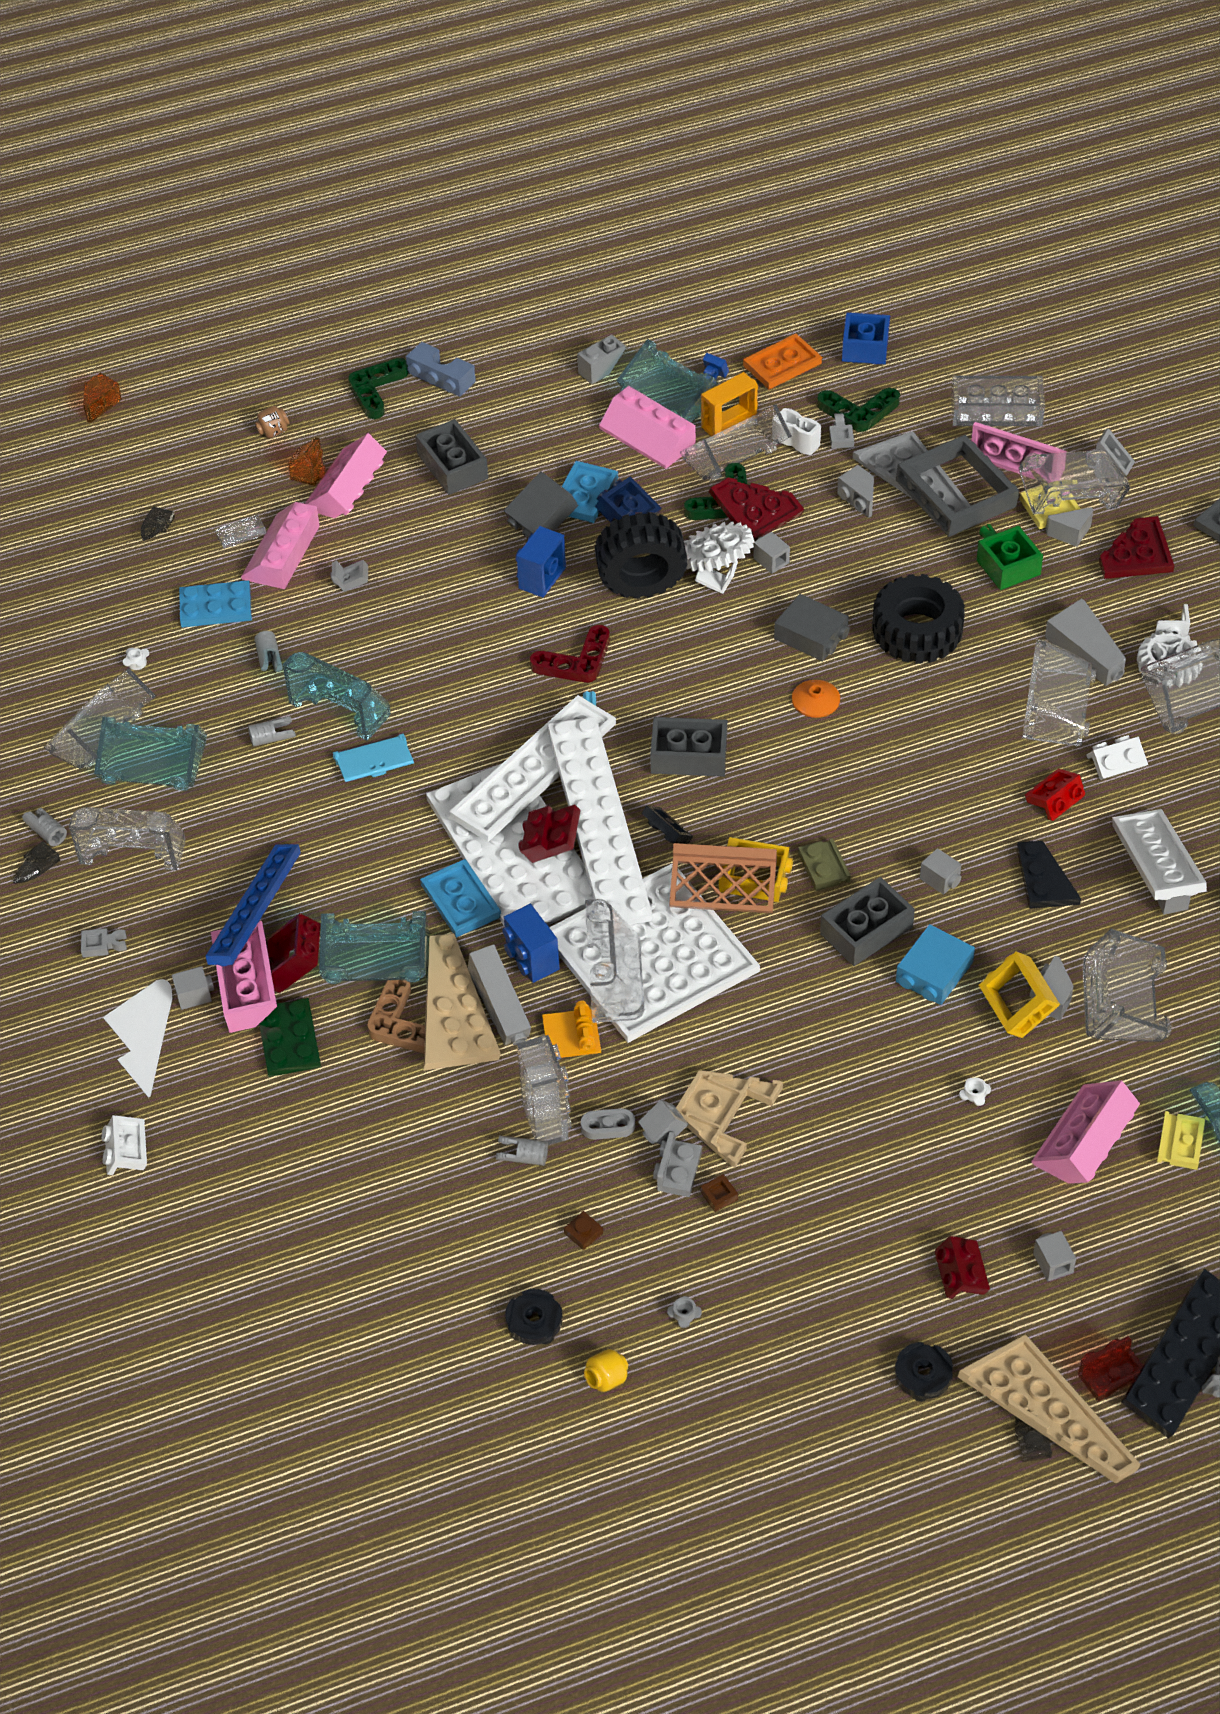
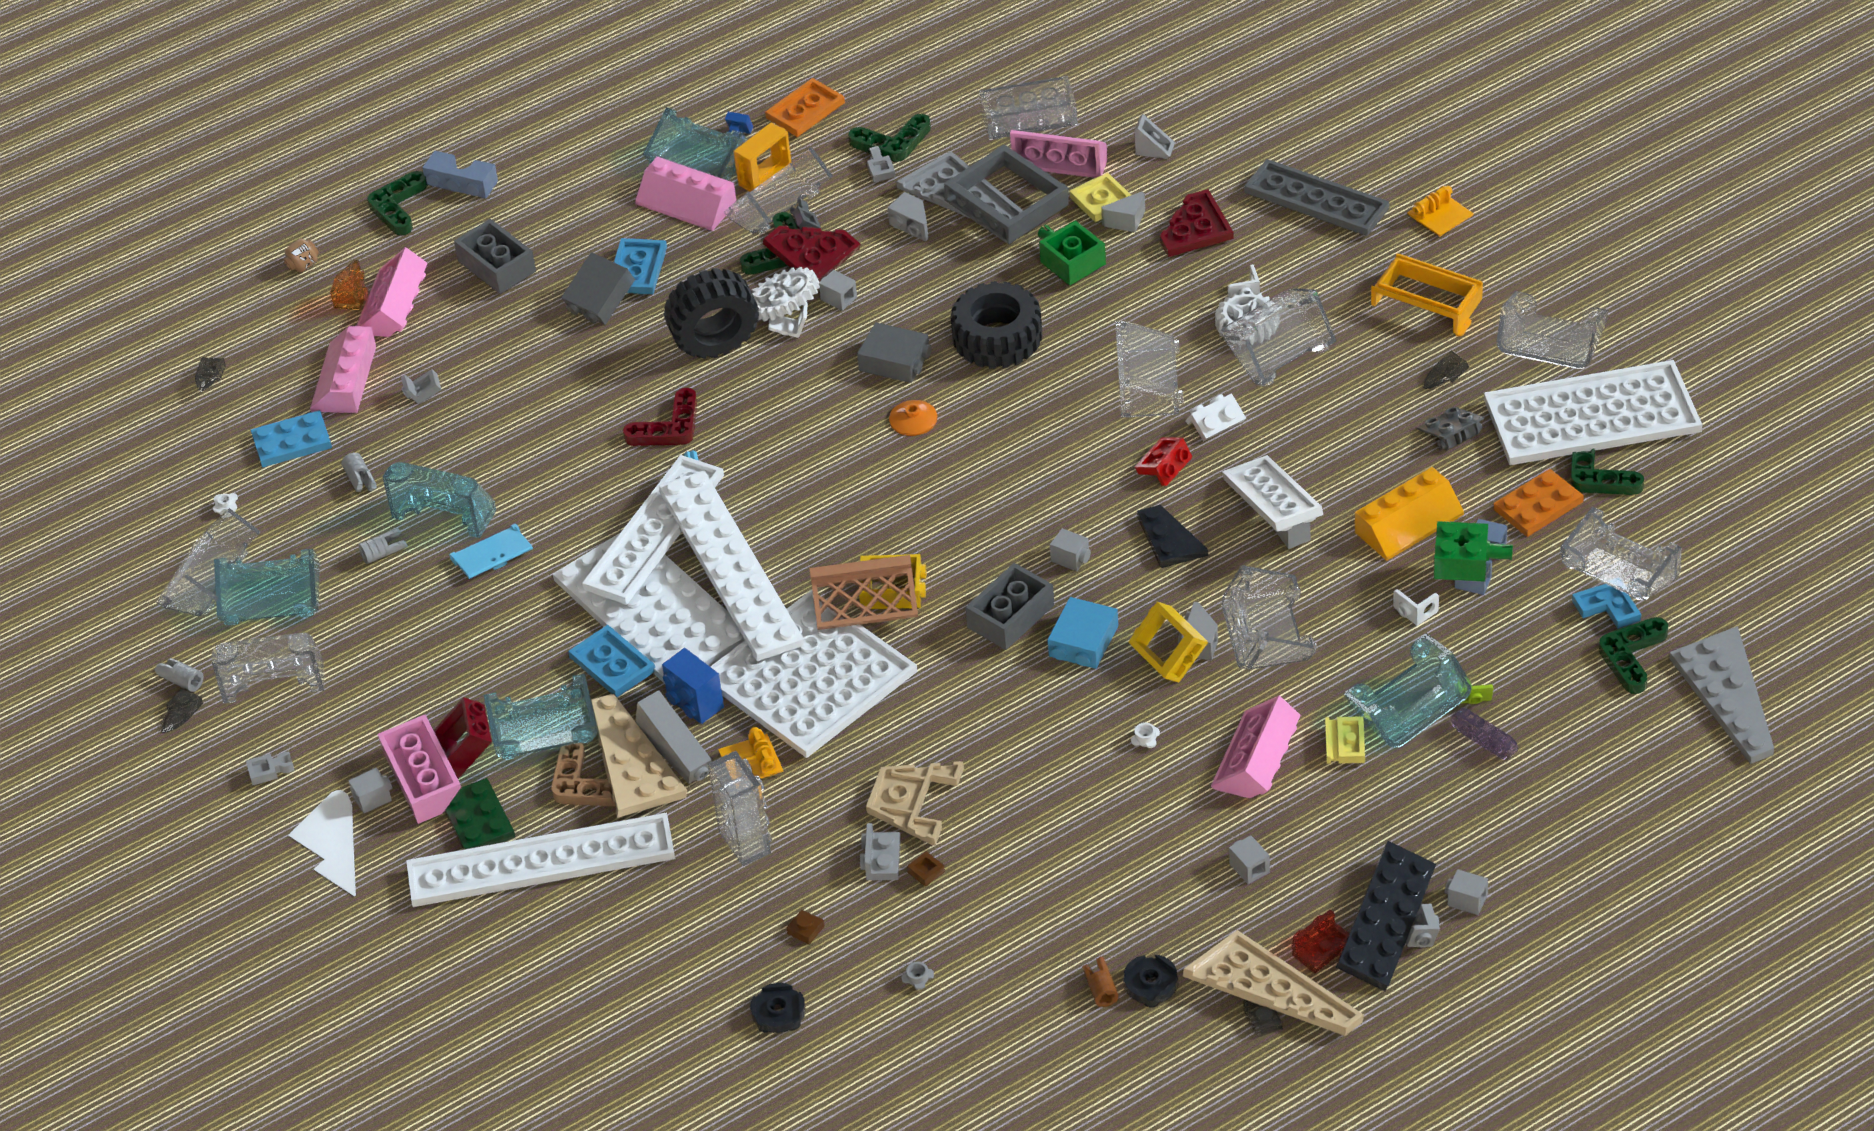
camera: 10 degrees left, 5 degrees down
(100, 395) = (115, 261): clear orange slope -> none
(124, 1144) = (343, 939): white bracket -> none
(240, 531) = (298, 365): clear plate -> none
(253, 905) = (413, 701): blue plate -> none
(338, 1098) = (540, 859): none -> white plate
(528, 1151) = (736, 869): light grey hinge -> none
(541, 561) = (611, 338): blue brick -> none
(549, 832) = (685, 583): dark red plate -> none
(599, 359) = (620, 136): light grey slope -> none
(606, 1370) = (857, 1037): yellow head -> none
(607, 1123) = (805, 830): light grey plate -> none
(618, 984) = (783, 693): clear windscreen -> none
(624, 499) = (677, 265): dark blue plate -> none
(662, 821) = (788, 555): black plate -> none
(662, 1120) = (856, 816): light grey brick -> none
(689, 746) = (801, 482): dark grey brick -> none
(756, 472) = (803, 216): none -> dark grey plate
(804, 432) = (844, 169): white brick -> none
(824, 864) = (956, 565): olive plate -> none
(865, 338) = (884, 70): blue brick -> none
(871, 1364) = (1101, 984): none -> dark orange hinge
(961, 1267) = (1165, 886): dark red bracket -> none
(1071, 477) = (1117, 165): clear windscreen -> none
(1083, 635) = (1159, 310): light grey slope -> none

